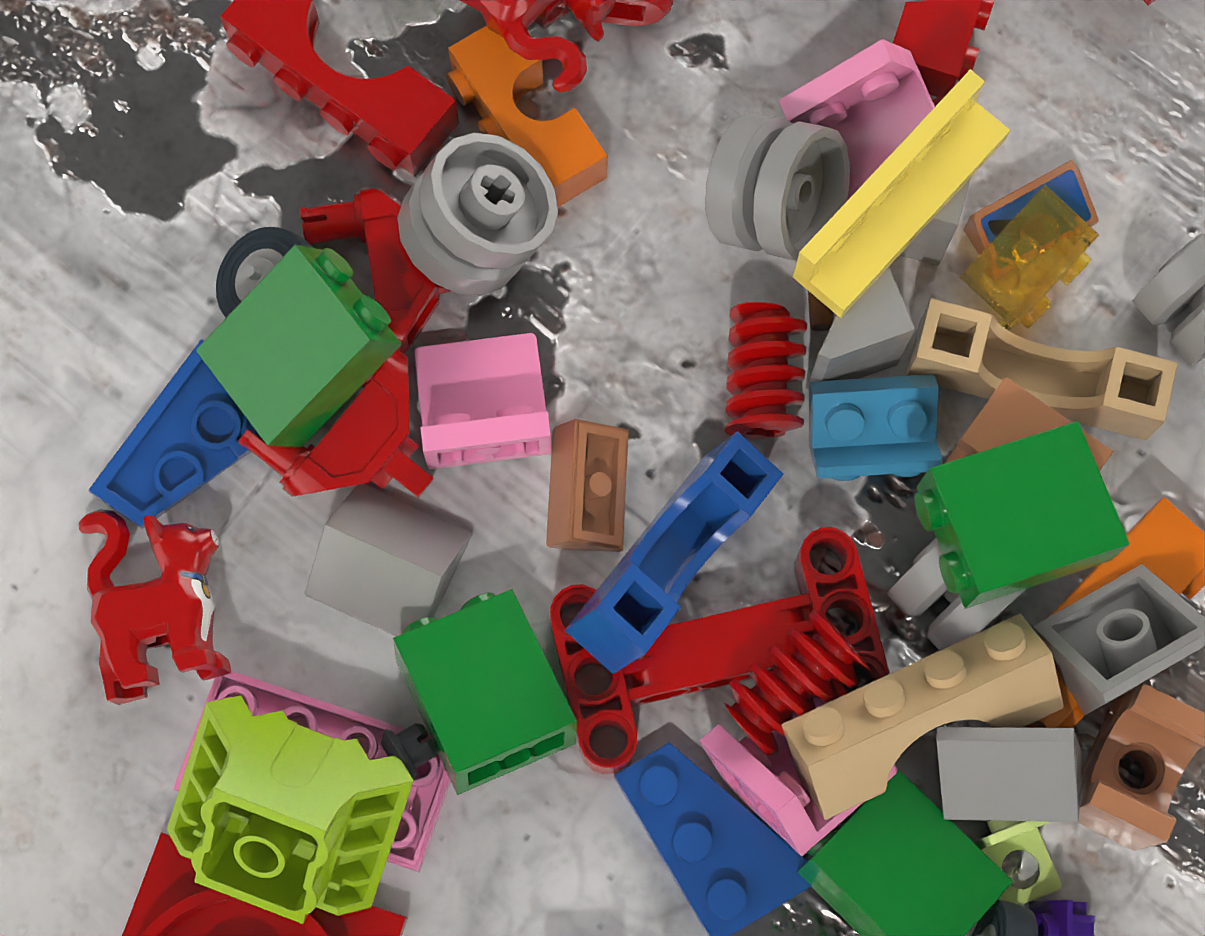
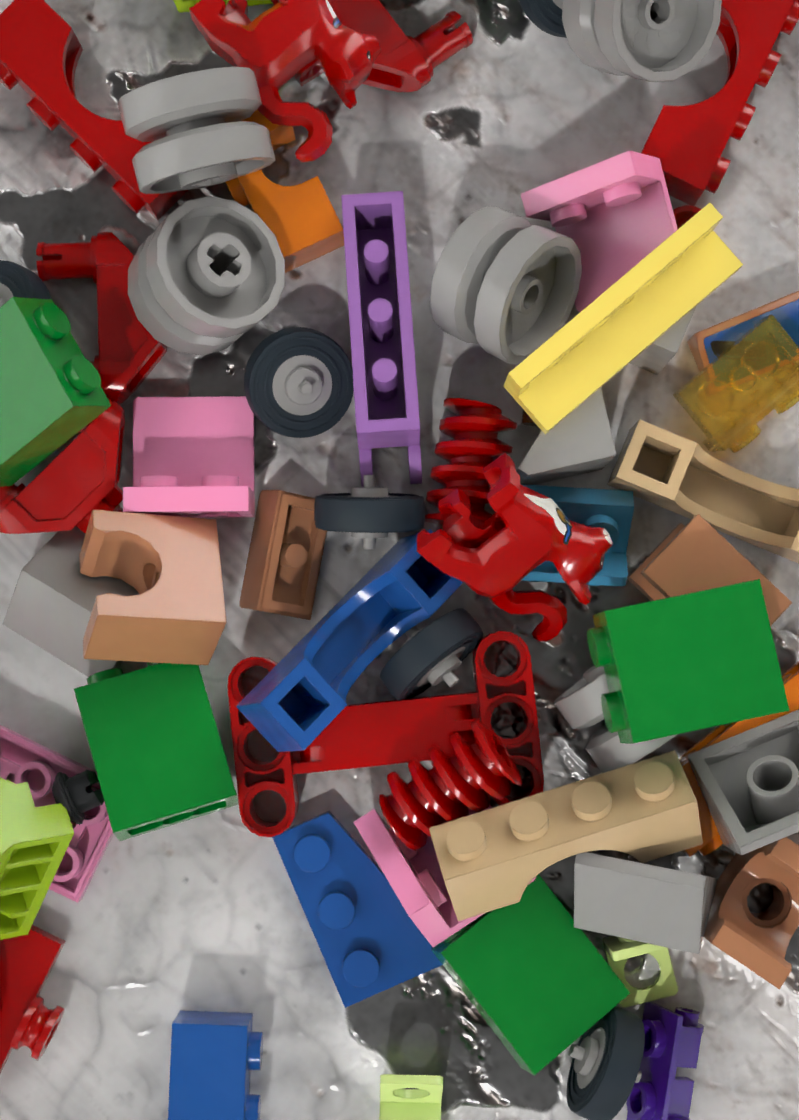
camera: 10 degrees right, 10 degrees up
(455, 70) = (196, 129): none -> light grey wheel
(470, 522) = (179, 584): none -> nougat piece
(581, 311) = (299, 382): none -> black wheel
(660, 250) = (381, 328): none -> medium lavender hinge
(671, 427) = (369, 512): none -> black wheel
(755, 561) = (431, 655): none -> black wheel
(822, 433) = (511, 543): none -> red animal

